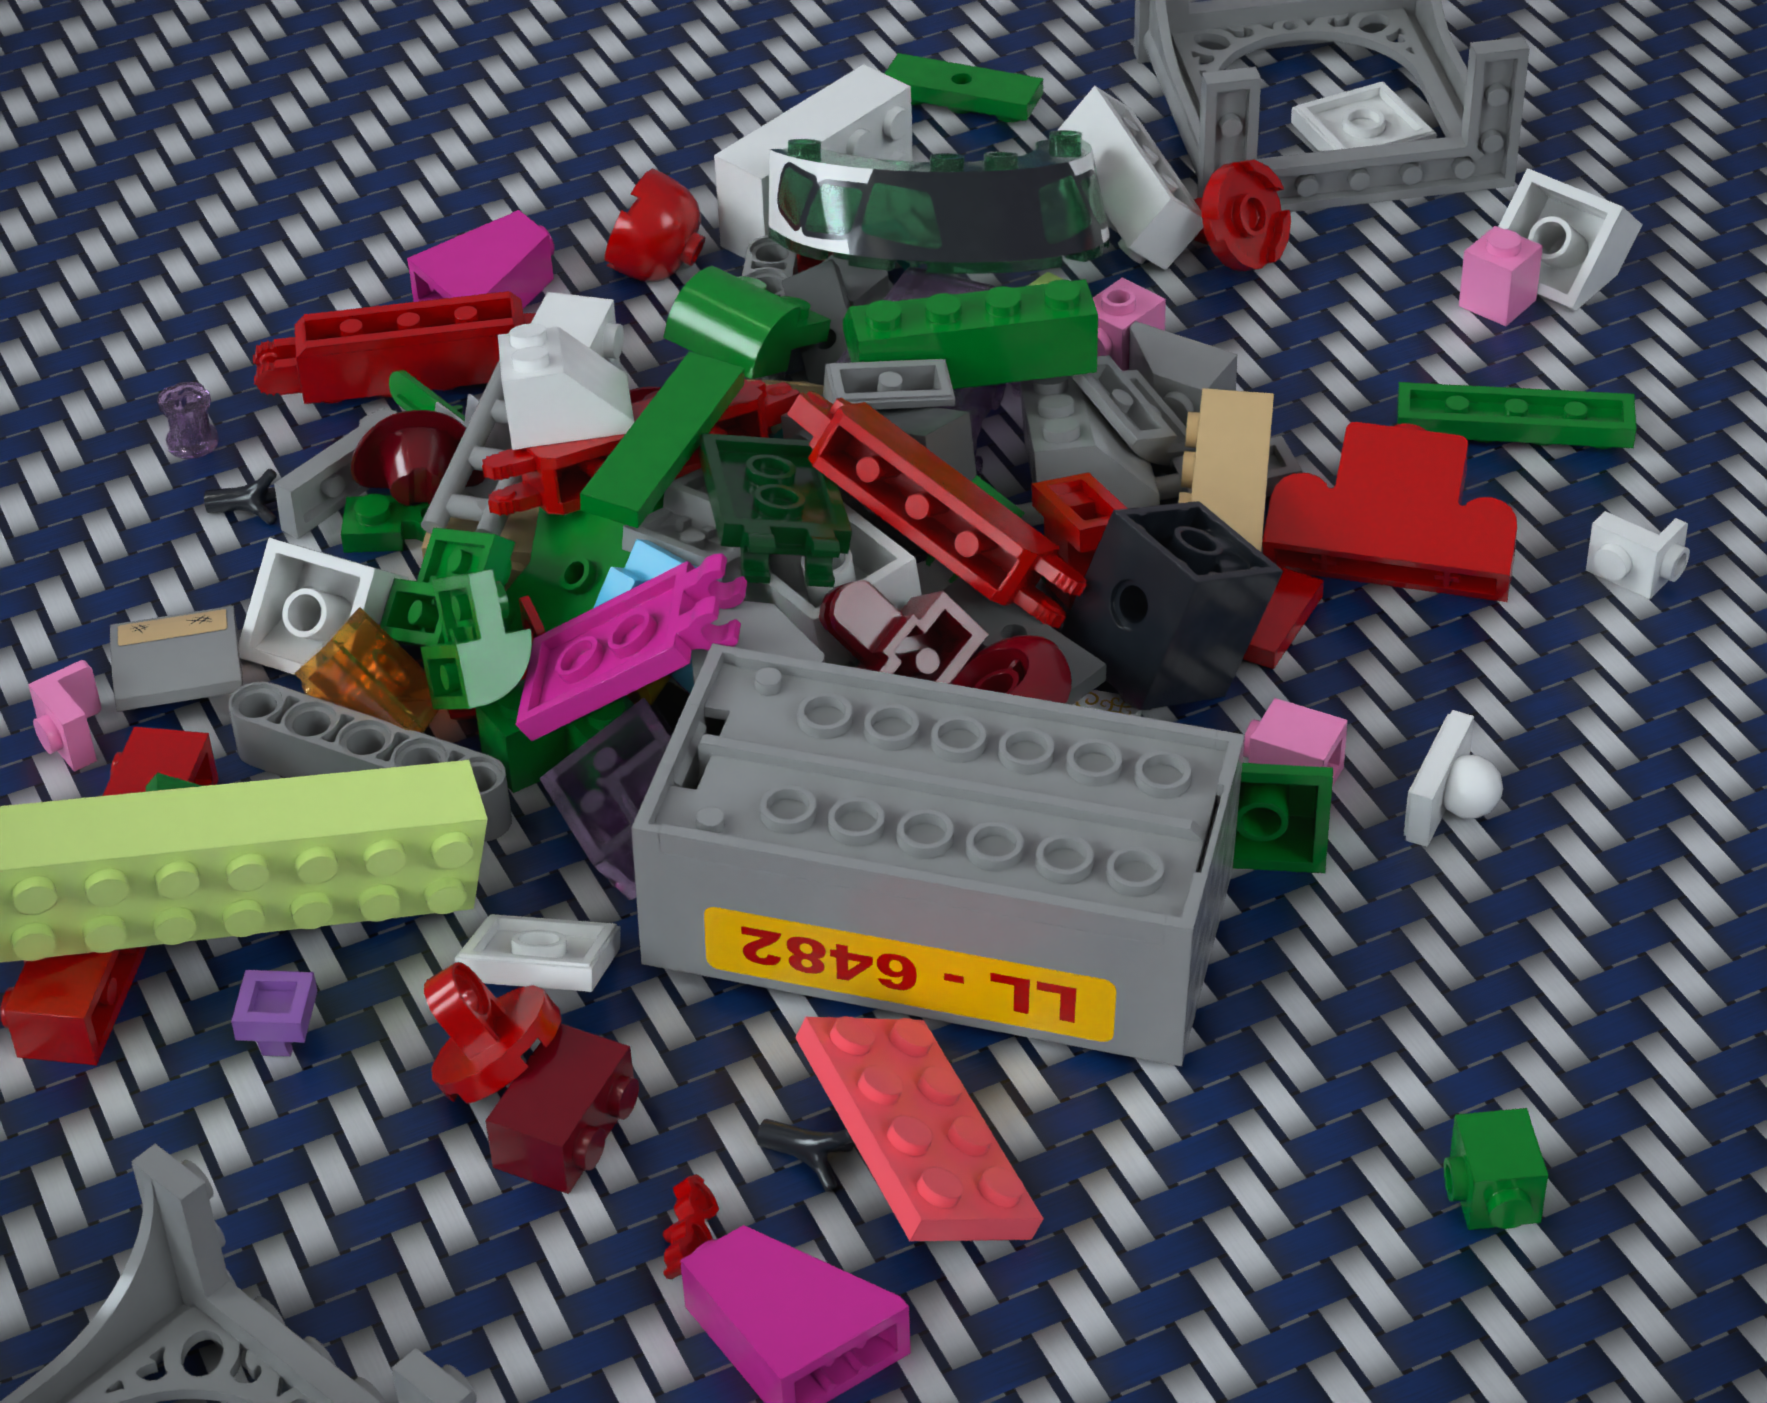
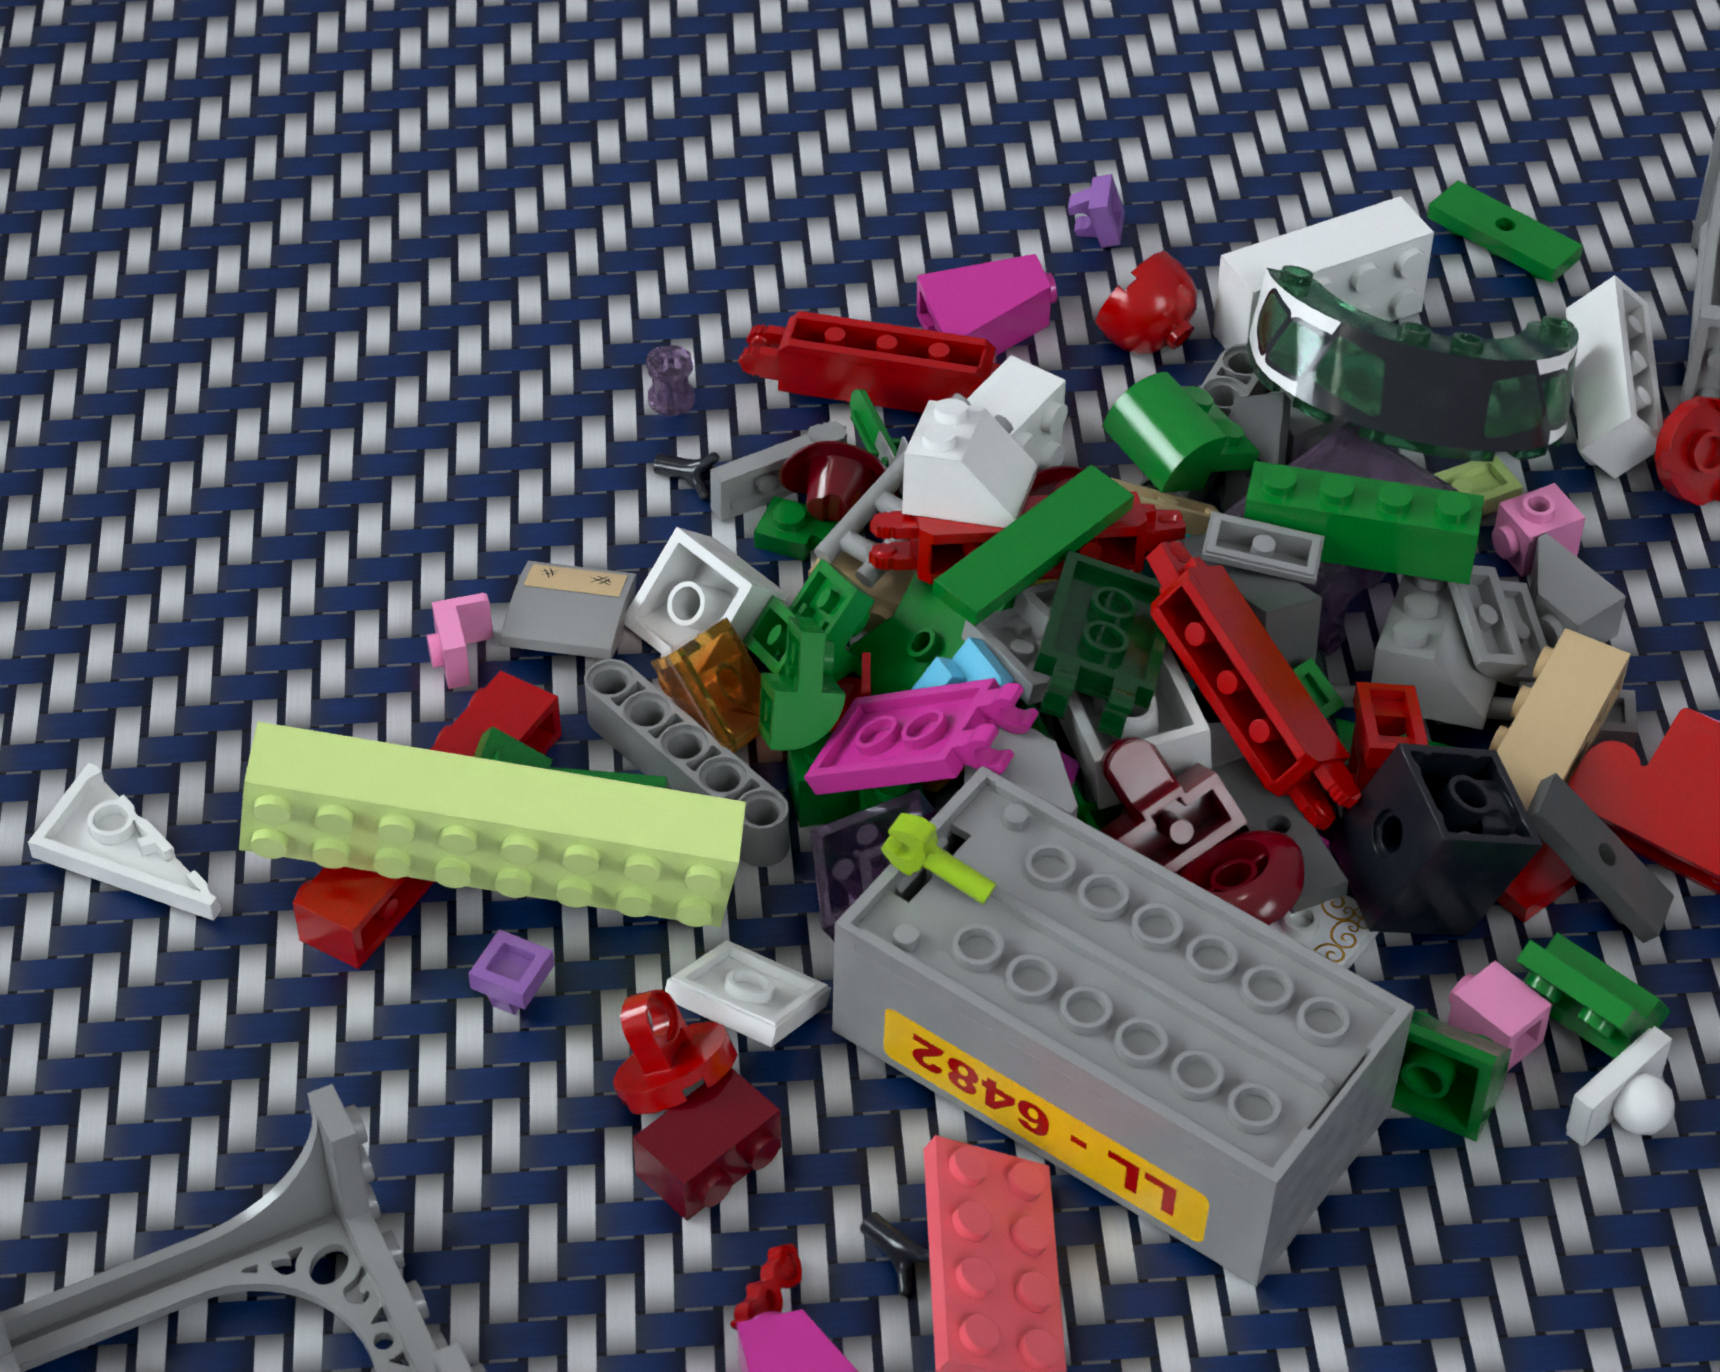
camera: 20 degrees right, 5 degrees up
(564, 161) = (1103, 209): none -> medium lavender tile
(686, 728) = (914, 847): none -> lime bar
(1330, 582) = (1599, 858): none -> dark grey tile
(1380, 705) = (1590, 995): none -> green brick

